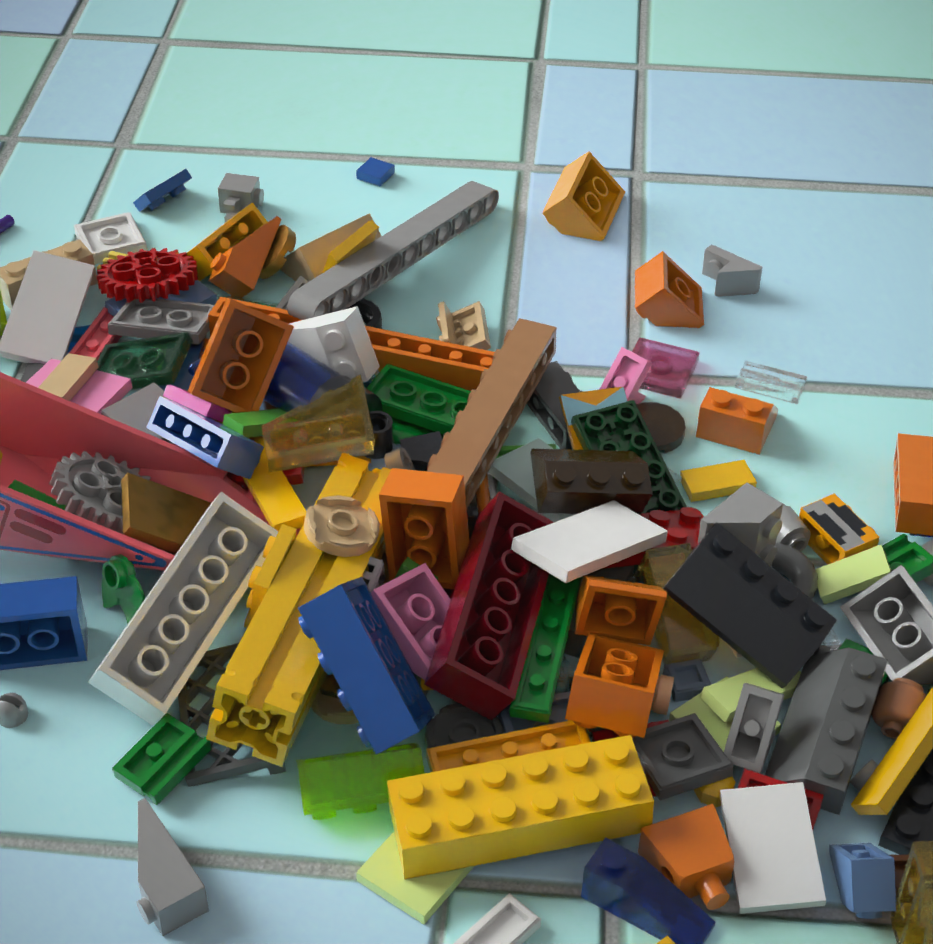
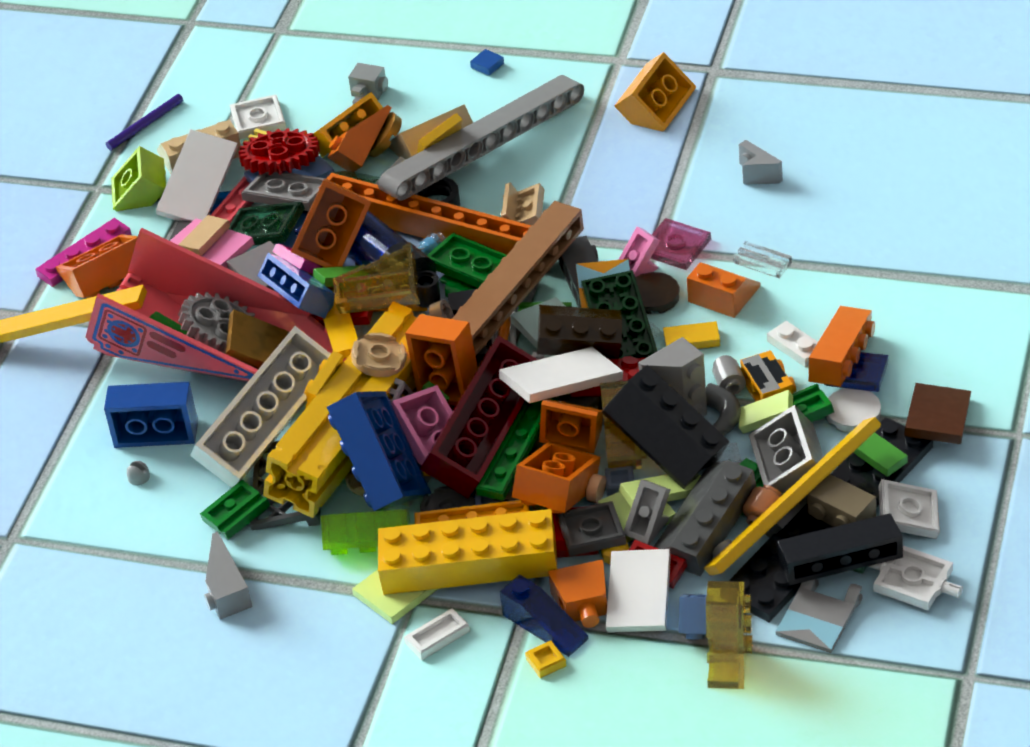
camera: 15 degrees right, 0 degrees up
(121, 586) = (221, 389): green plate -> none
(155, 196) = (299, 80): blue plate -> none
(338, 342) = (410, 216): white slope -> none
(668, 294) = (700, 182): orange slope -> none
(849, 483) = (792, 342): none -> white plate

